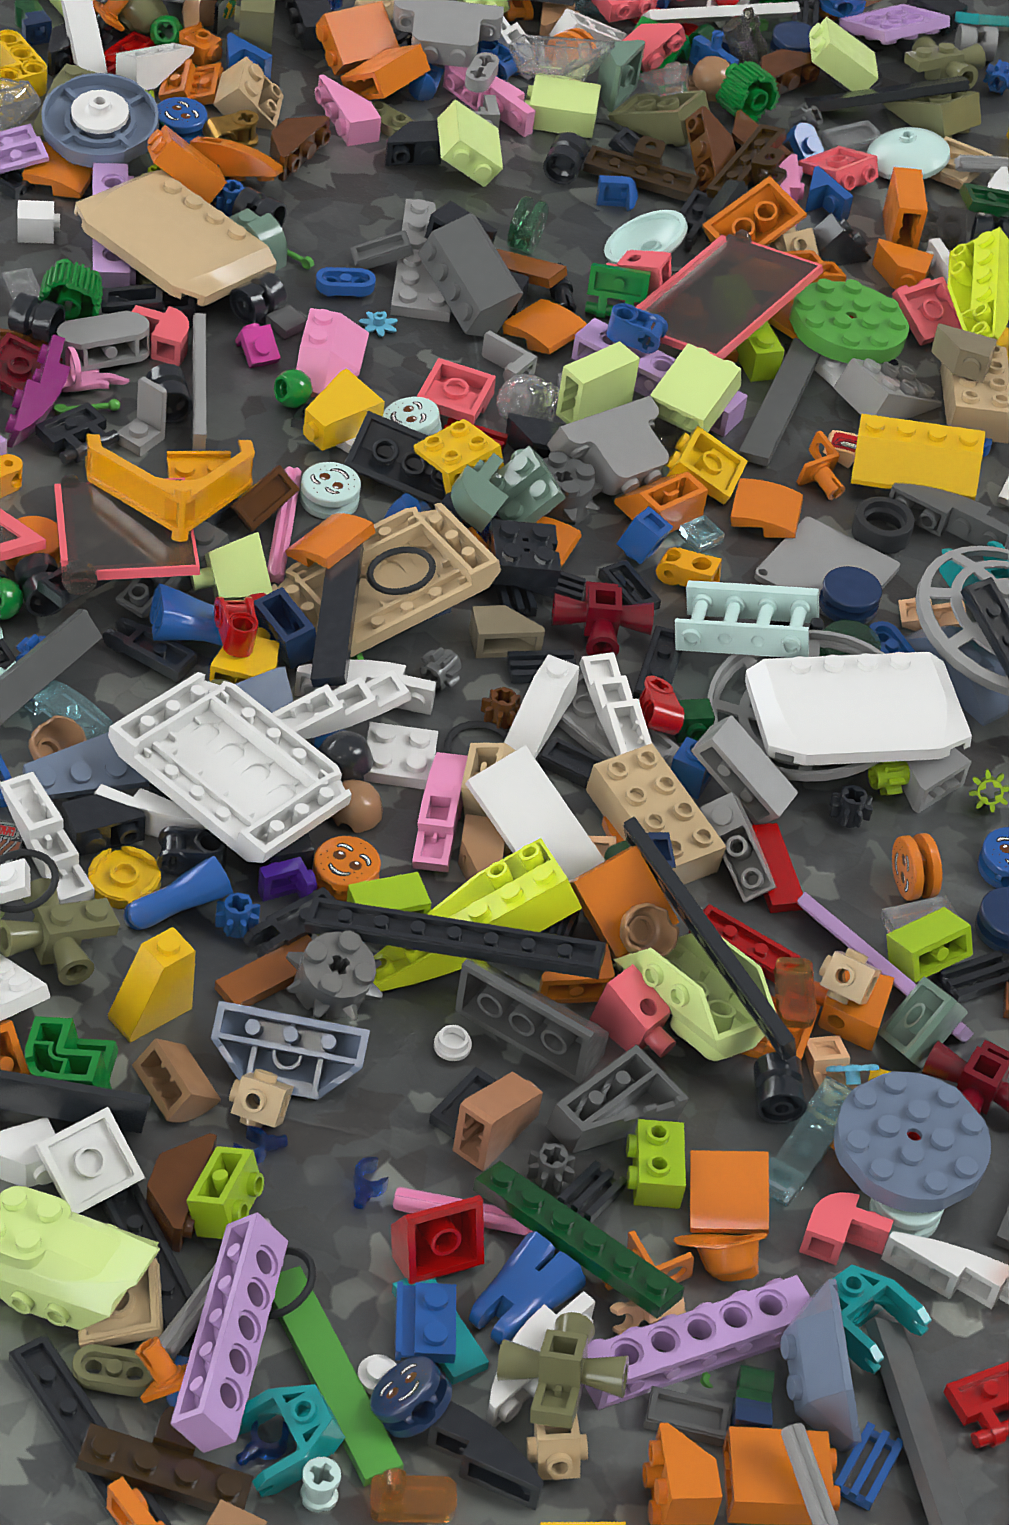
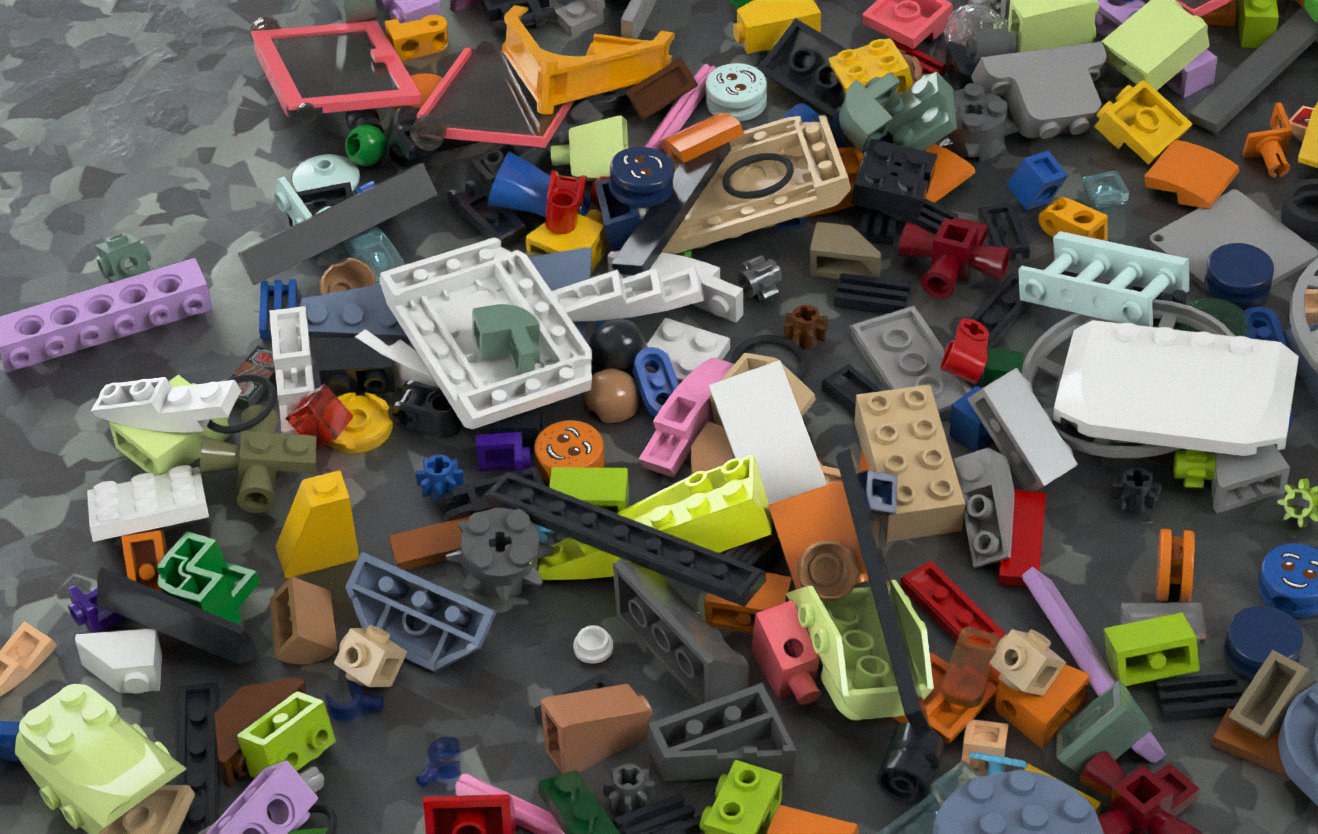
camera: 30 degrees right, 0 degrees up
(89, 1161) = (170, 678): white plate -> none
(95, 876) = (320, 416): none -> clear red panel
(194, 888) = (400, 445): blue piece -> none
(259, 762) = (507, 331): none -> sand green brick
(305, 589) = (641, 177): none -> dark blue head
(399, 785) = (654, 385): none -> blue plate
(416, 414) = (850, 30): light aqua head -> none
(543, 704) = (843, 331): white slope -> none
(555, 412) = (990, 43): none -> dark grey brick
(614, 704) = (922, 339): white slope -> none
(673, 497) = (1082, 151): orange slope -> none

